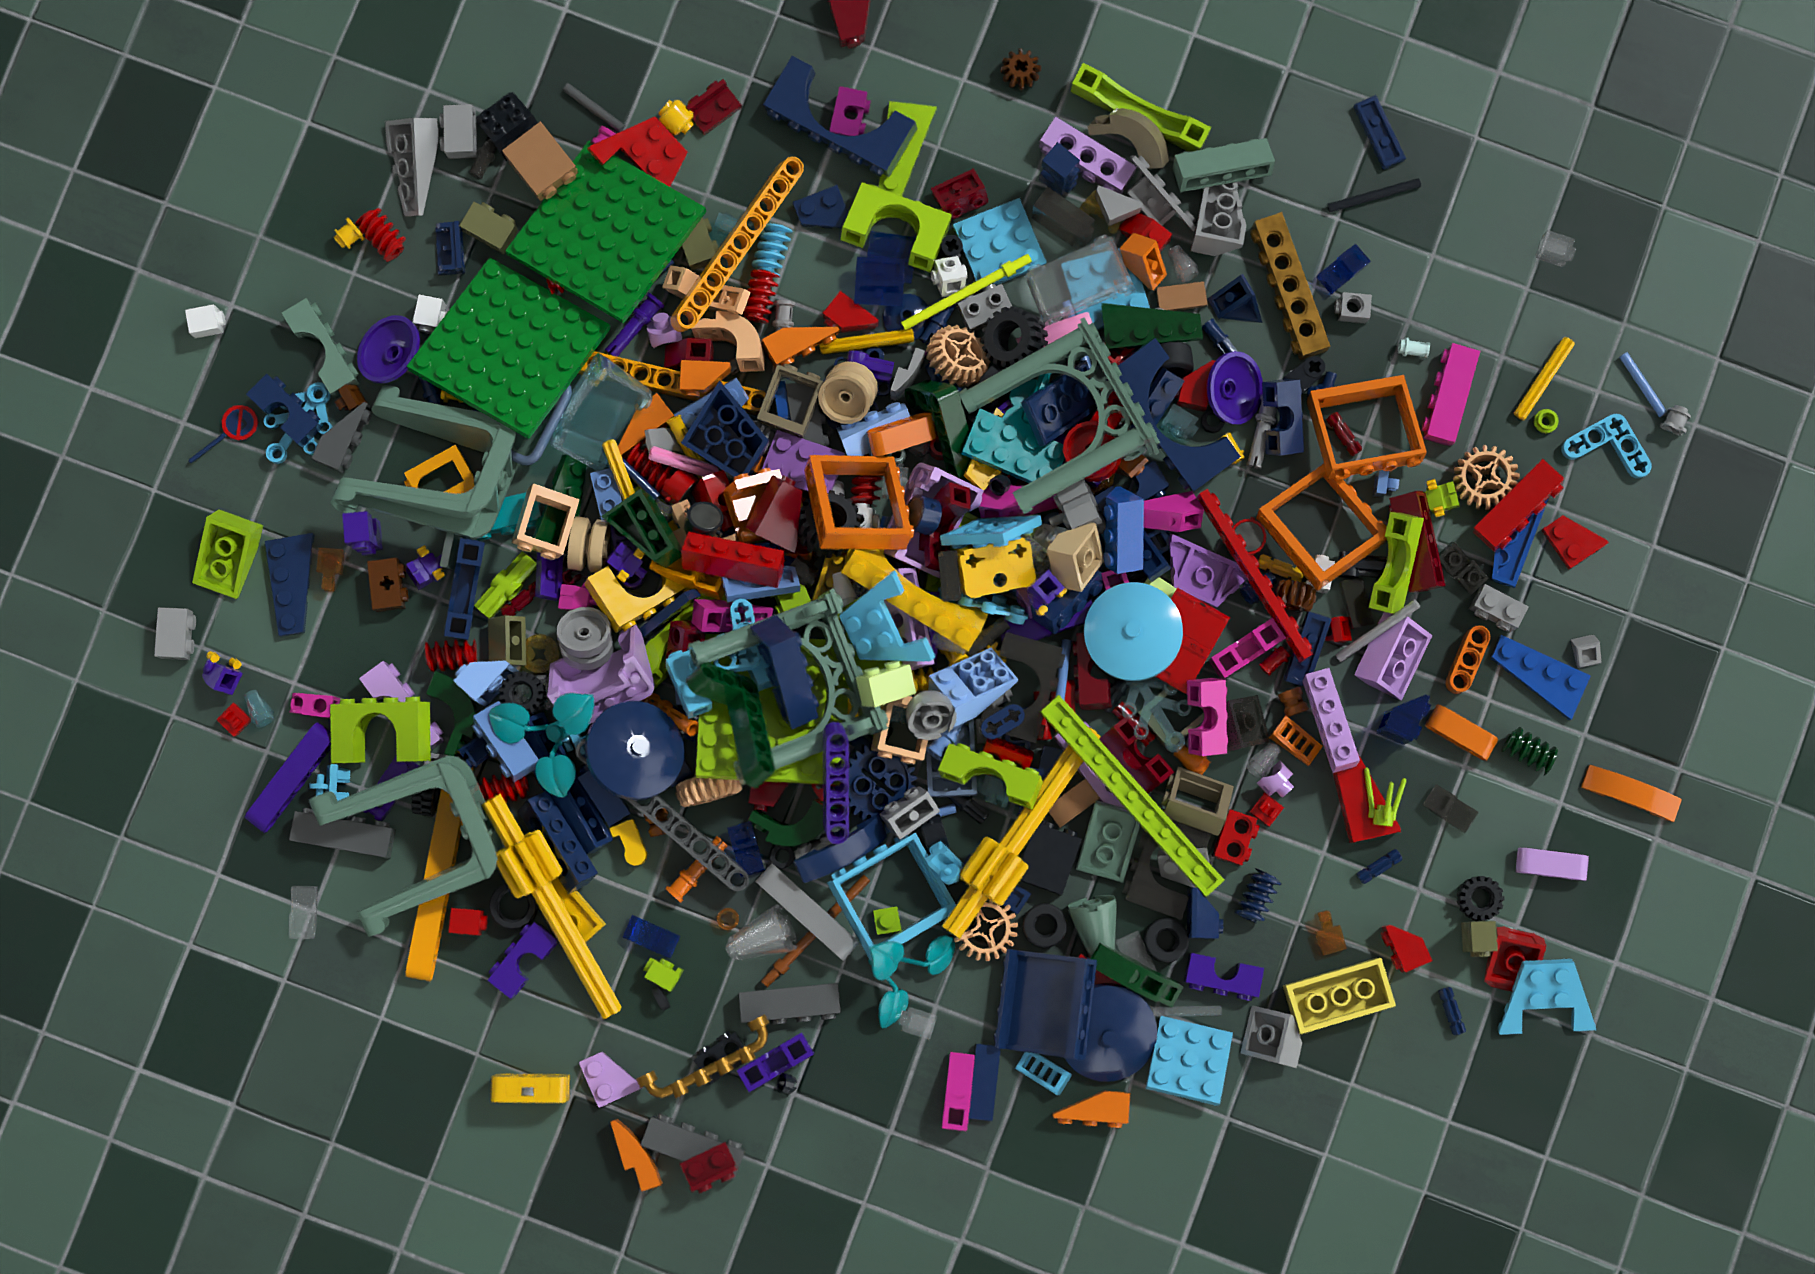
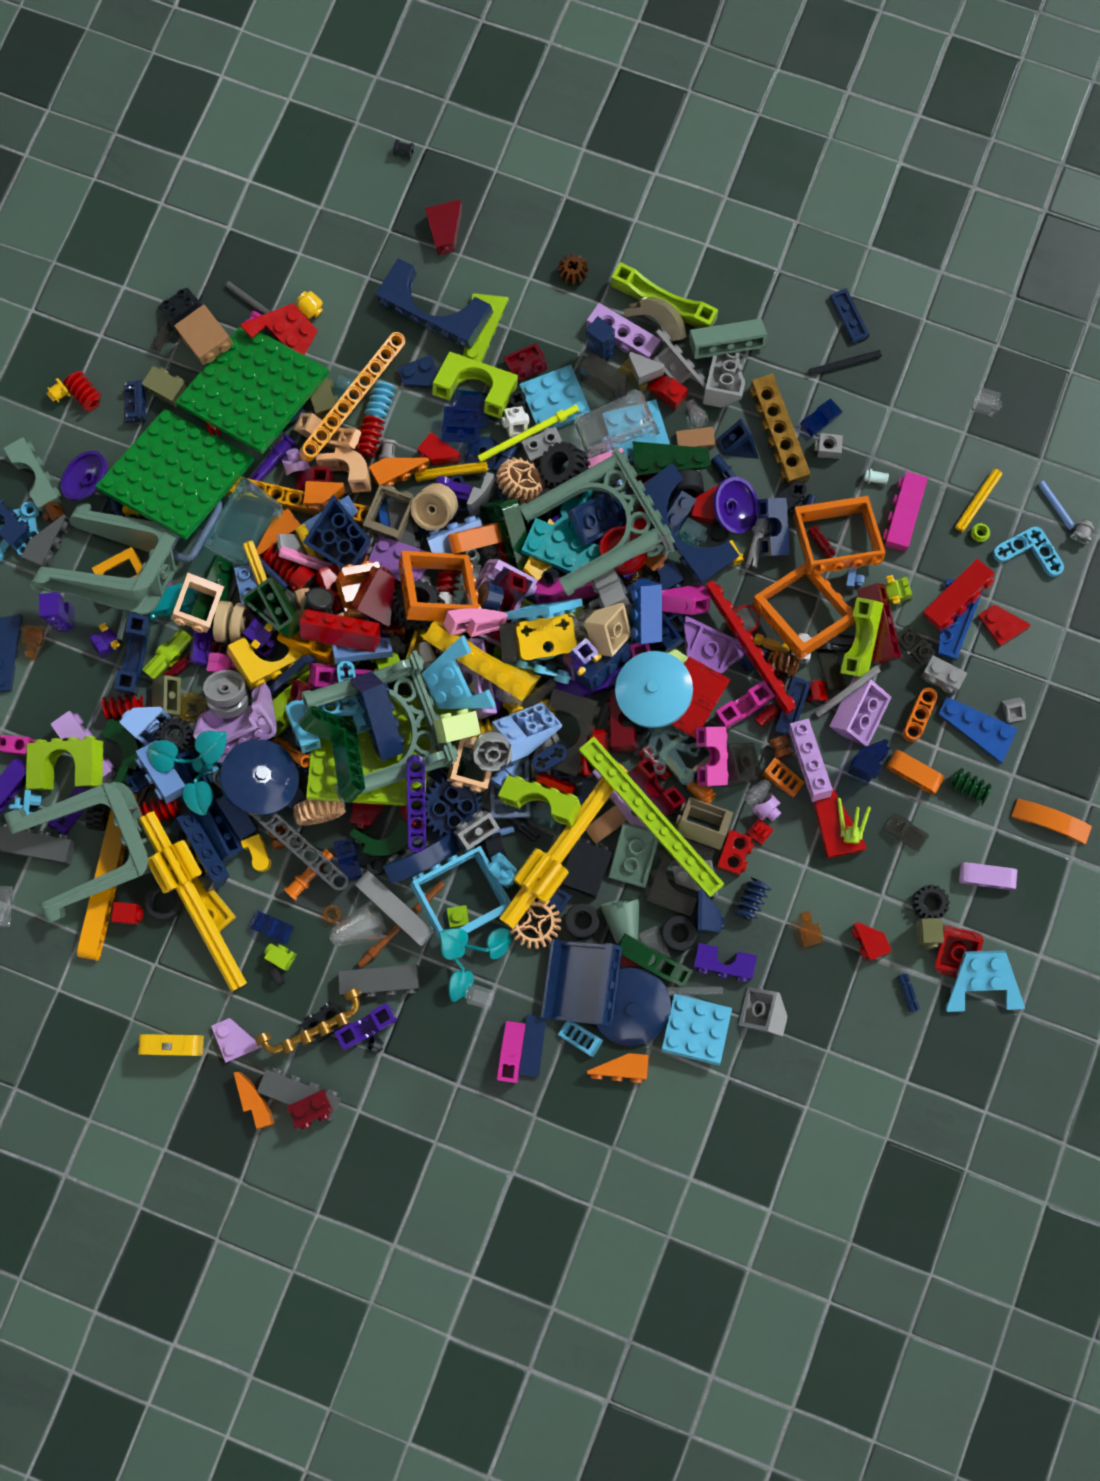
camera: 10 degrees right, 5 degrees down
(379, 573) = (70, 646): reddish brown brick -> none
(414, 152) = (110, 327): light grey wedge -> none
(428, 313) = (115, 448): white brick -> none
(459, 131) = (144, 315): light grey brick -> none
(507, 975) = (157, 955): dark purple arch -> none
(713, 106) = (338, 297): dark red bracket -> none
(850, 101) = (441, 293): magenta brick -> none
(905, 549) = (473, 621): none -> bright pink slope
(1063, 673) = (599, 722): medium blue bar -> none
(1144, 260) = (665, 409): orange slope -> none
(1339, 995) = (817, 978): light yellow brick -> none
(1379, 866) = (849, 877): dark blue axle -> none
(1477, 471) = (938, 562): light nougat gear -> none

